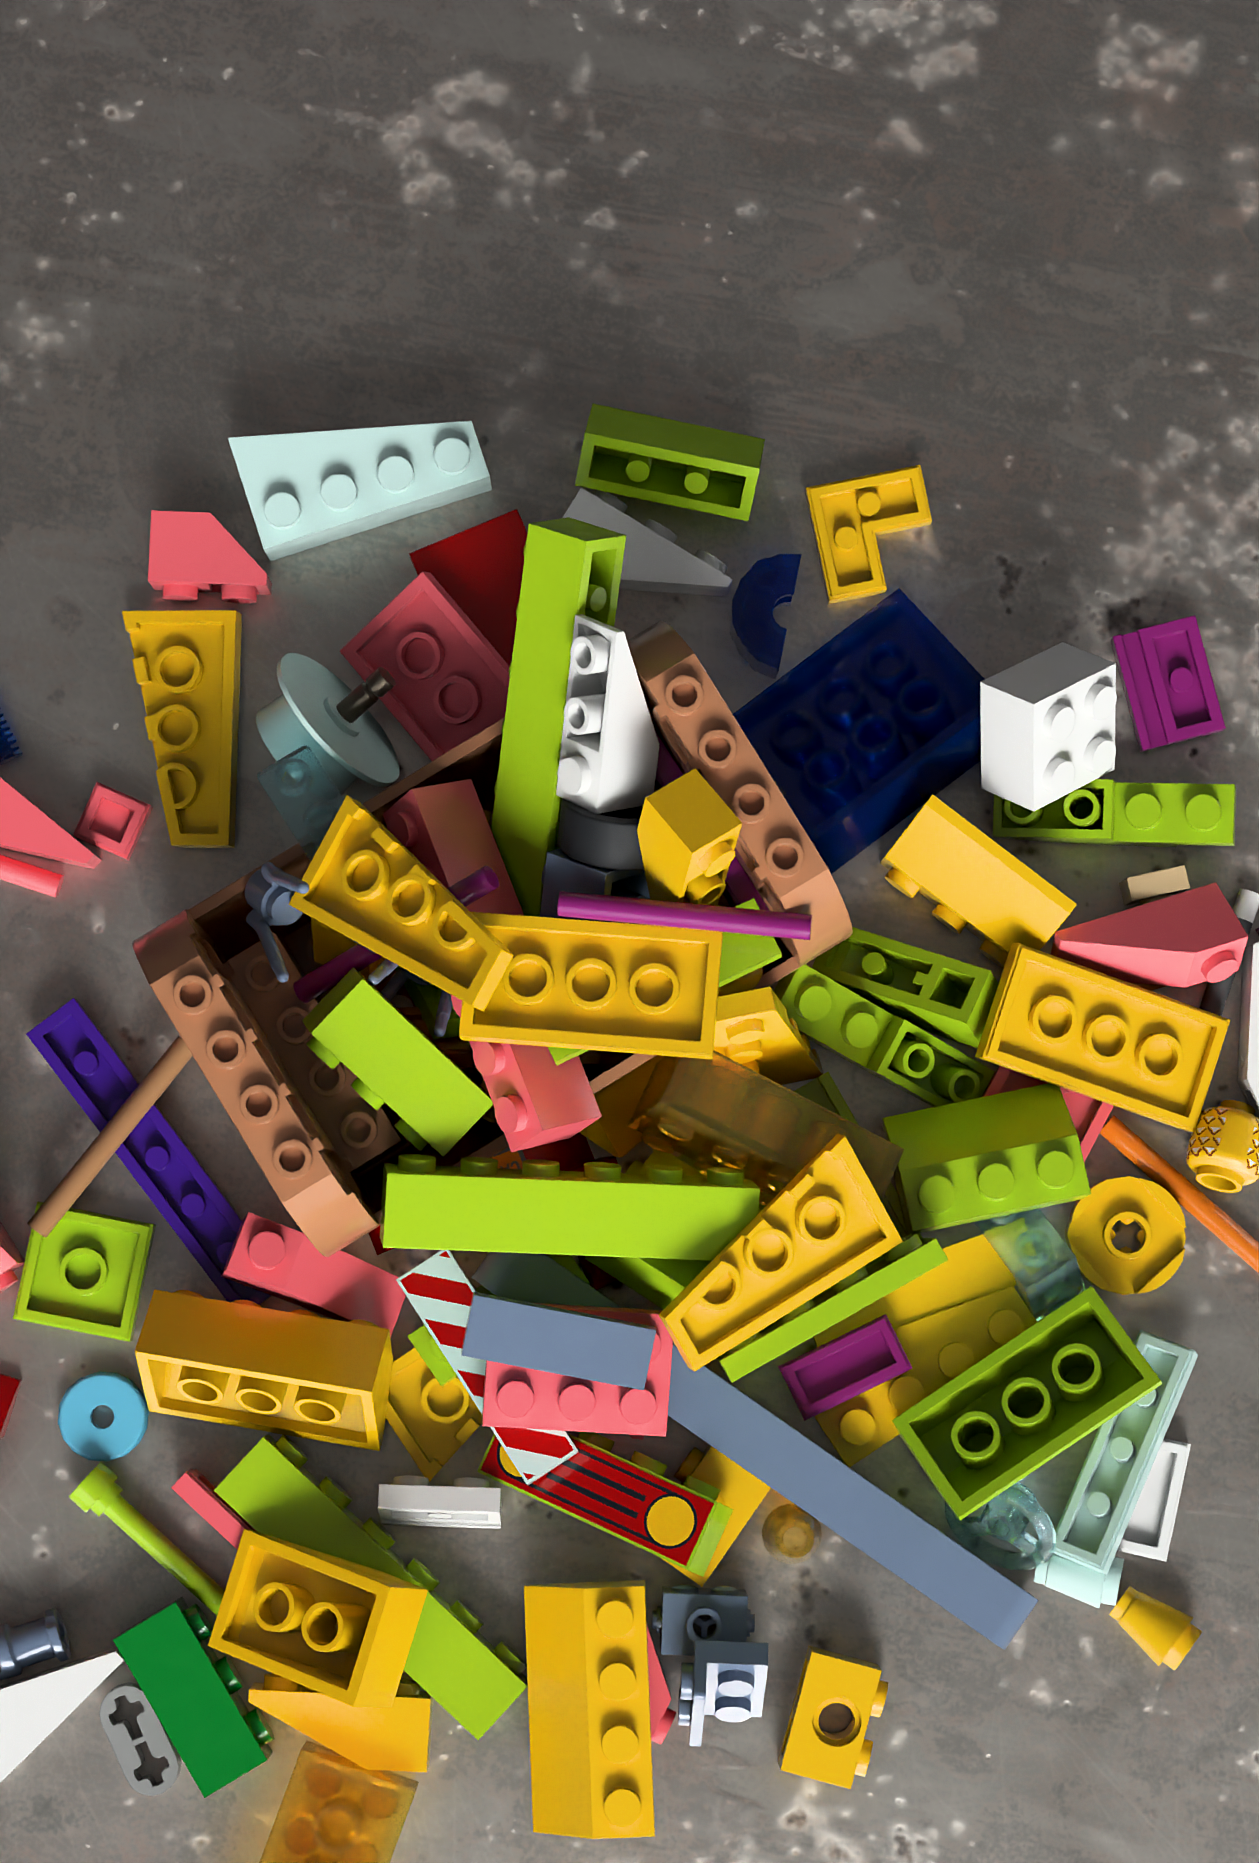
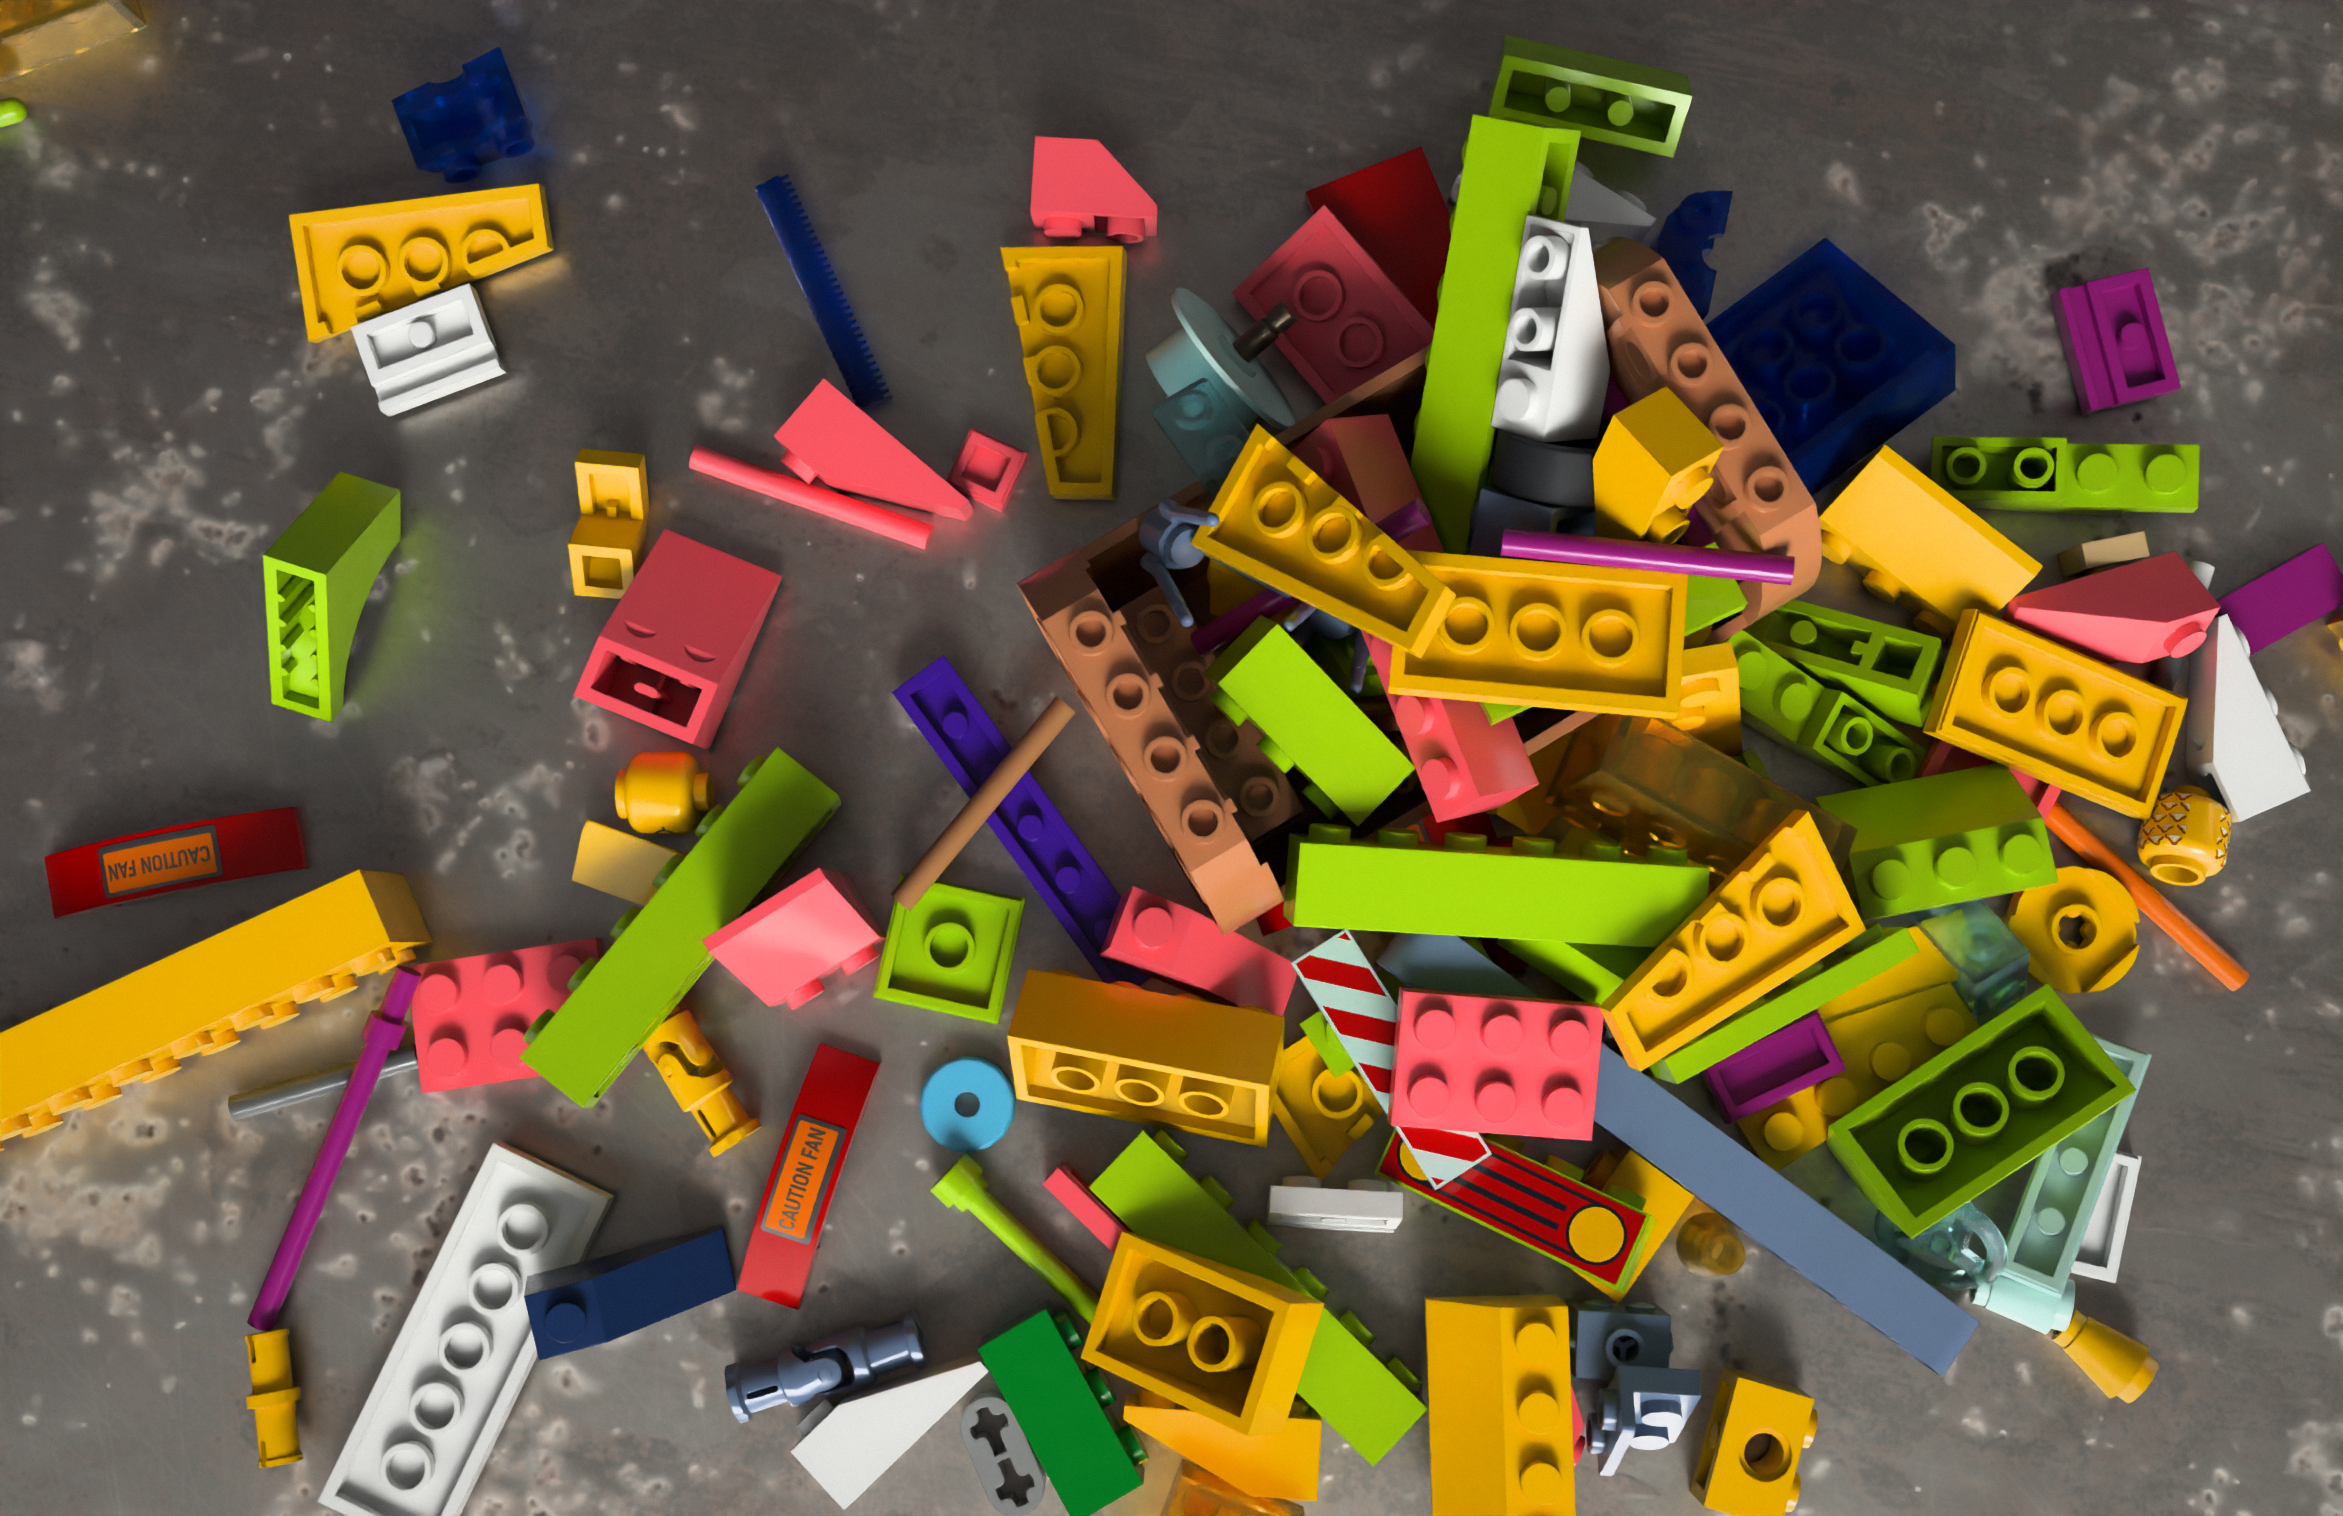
camera: 10 degrees right, 0 degrees up
(351, 480) = (1248, 111): light aqua wedge -> none
(558, 1341) = (1480, 1034): sand blue tile -> none
(850, 516) = (1774, 161): yellow tile -> none
(1047, 726) = (2003, 376): white brick -> none

